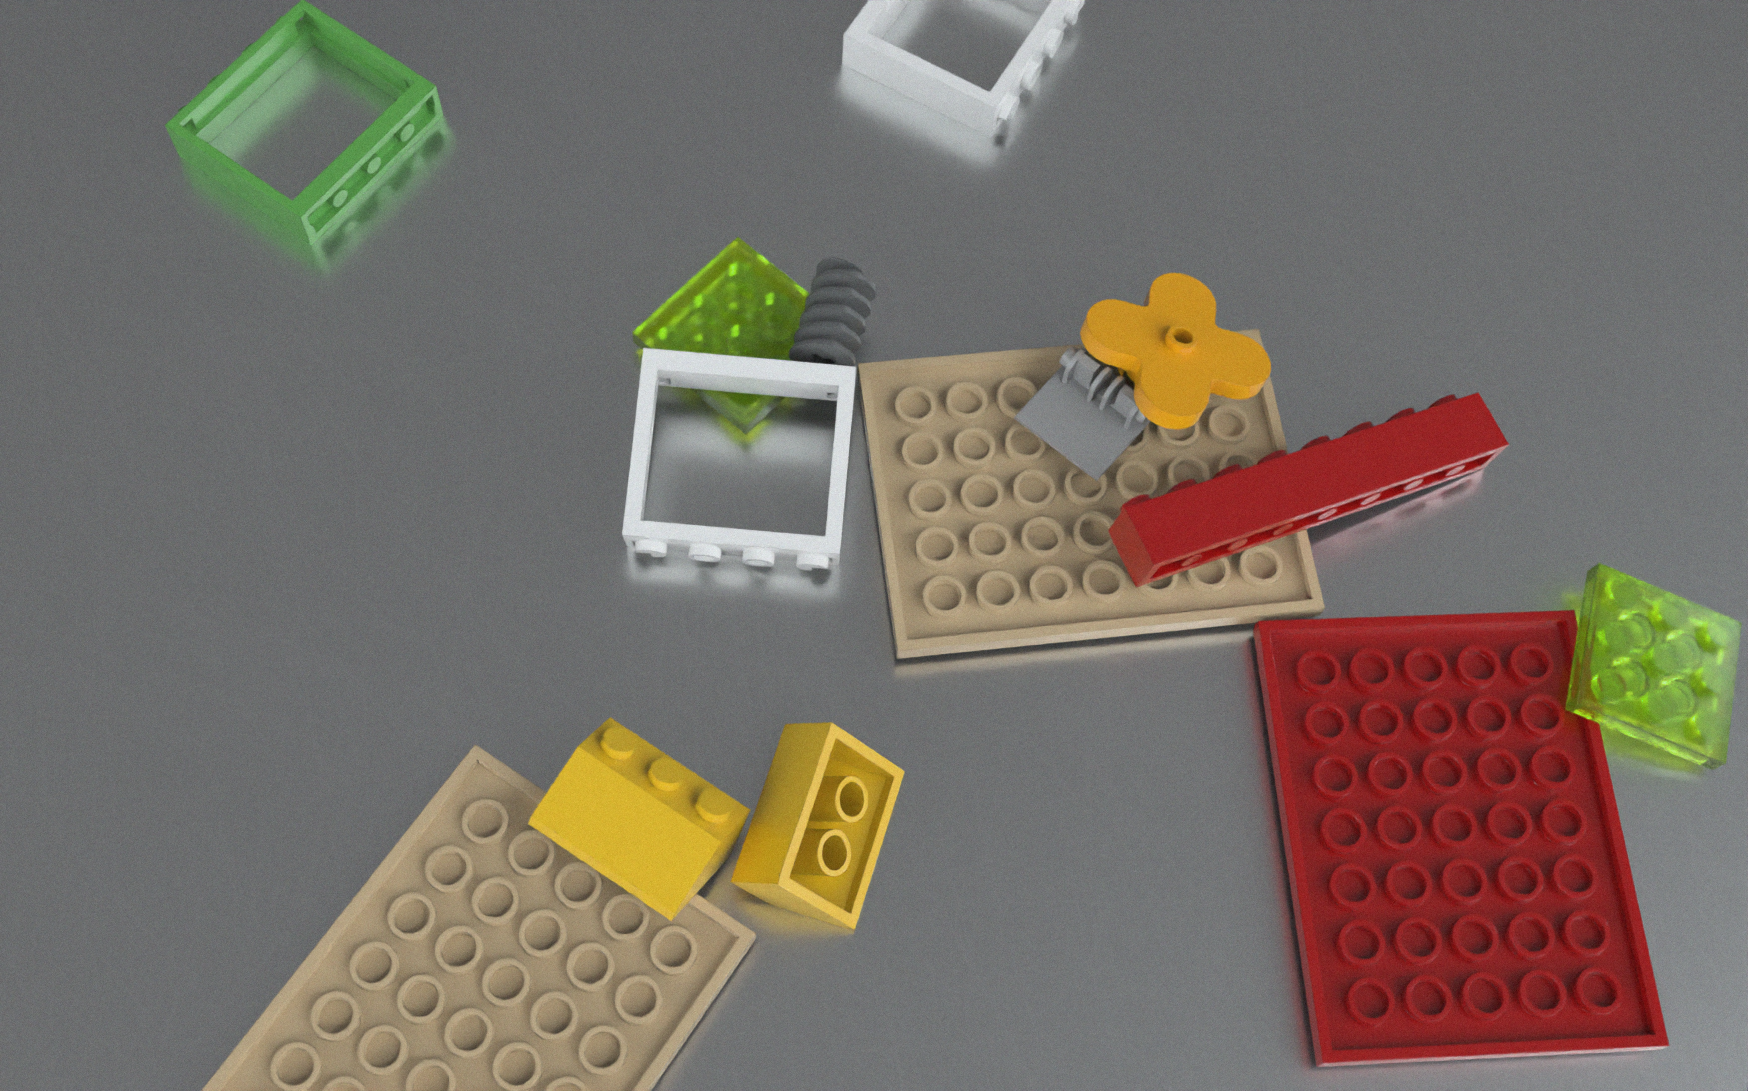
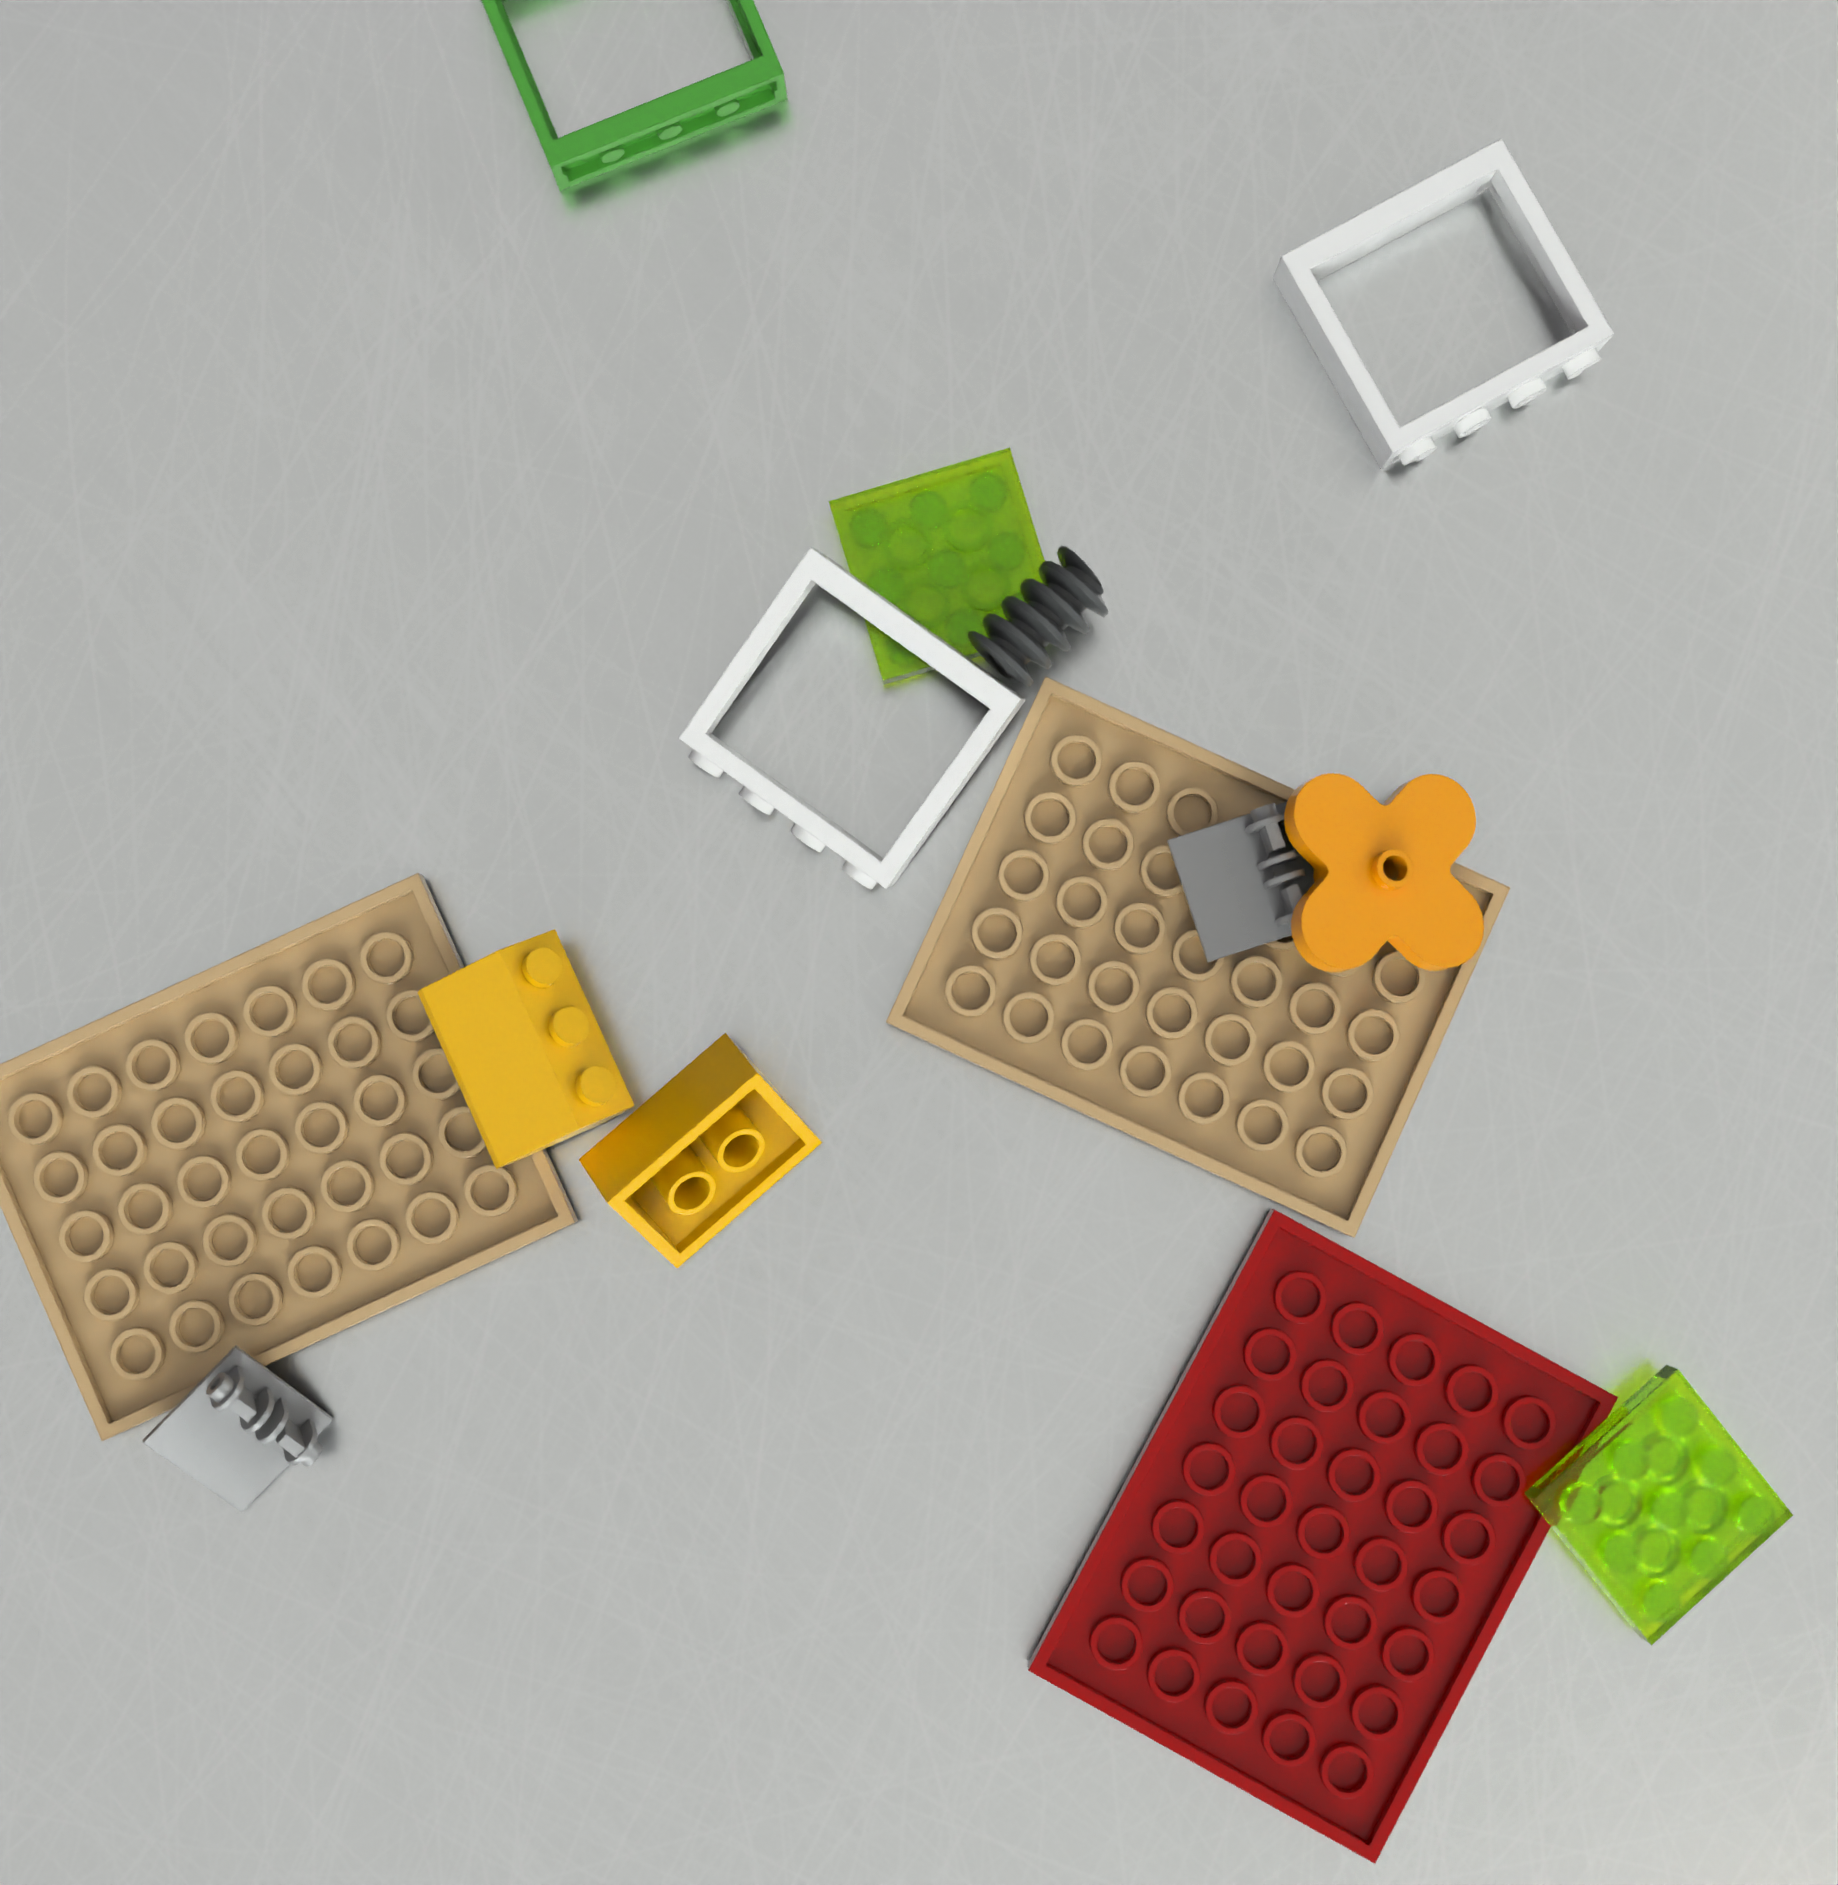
camera: 40 degrees right, 20 degrees up
(1304, 487) = (1426, 1107): red brick -> none

